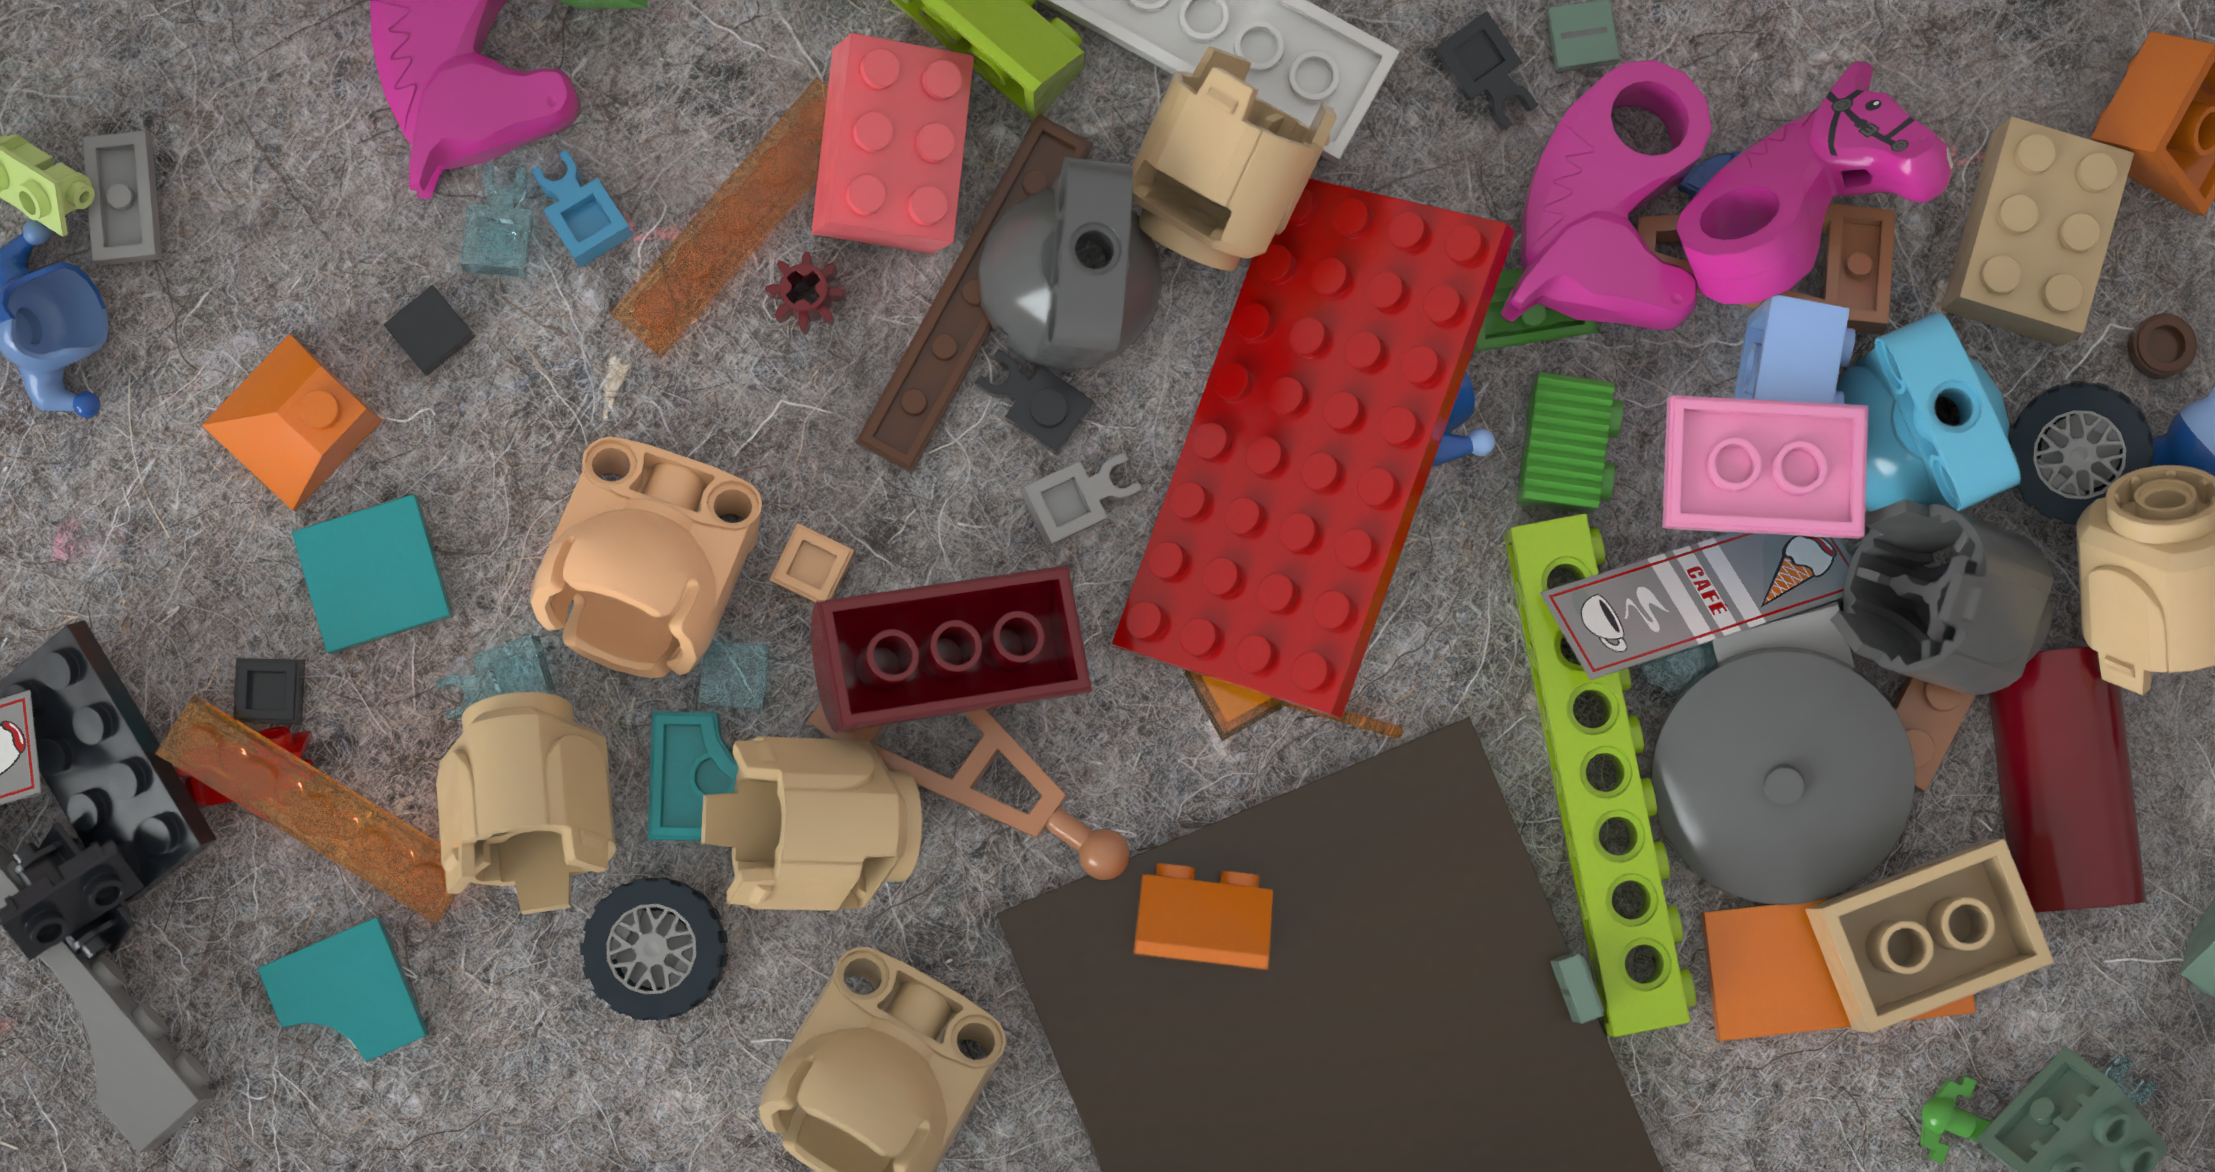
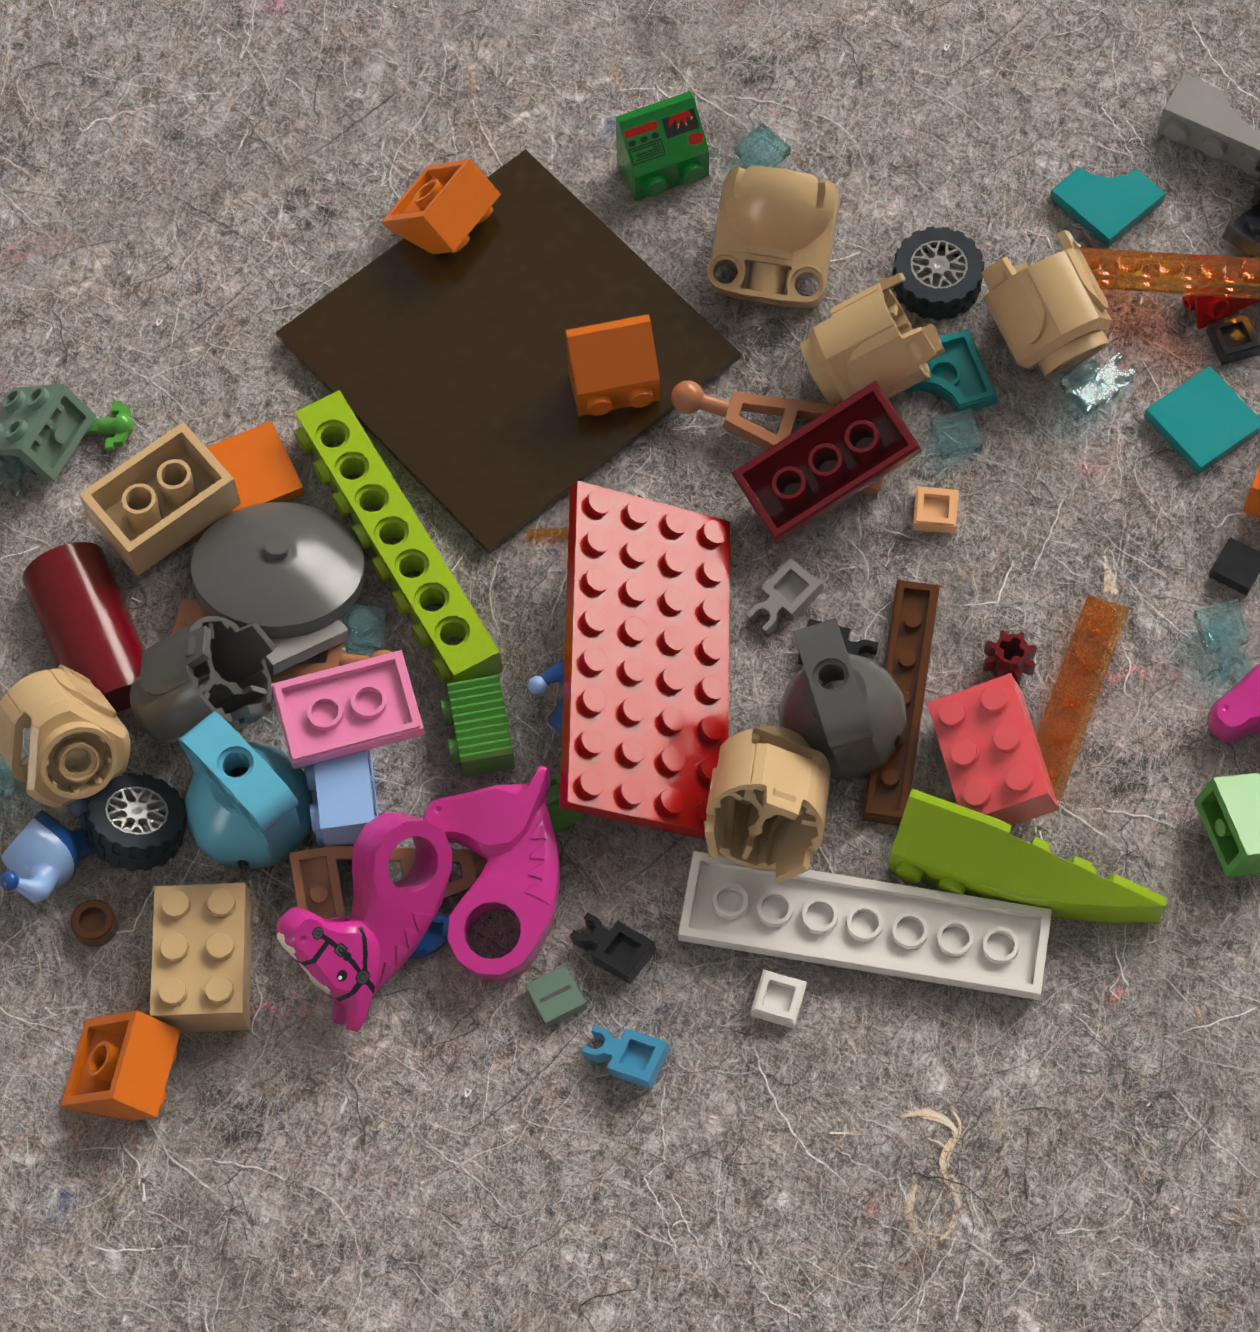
camera: 165 degrees right, 20 degrees down
(582, 215) = (1173, 658): dark azure plate -> none
(645, 558) = (1038, 461): light nougat piece -> none
(1577, 987) = (370, 411): sand green tile -> none
(1695, 596) = (400, 616): sticker -> none

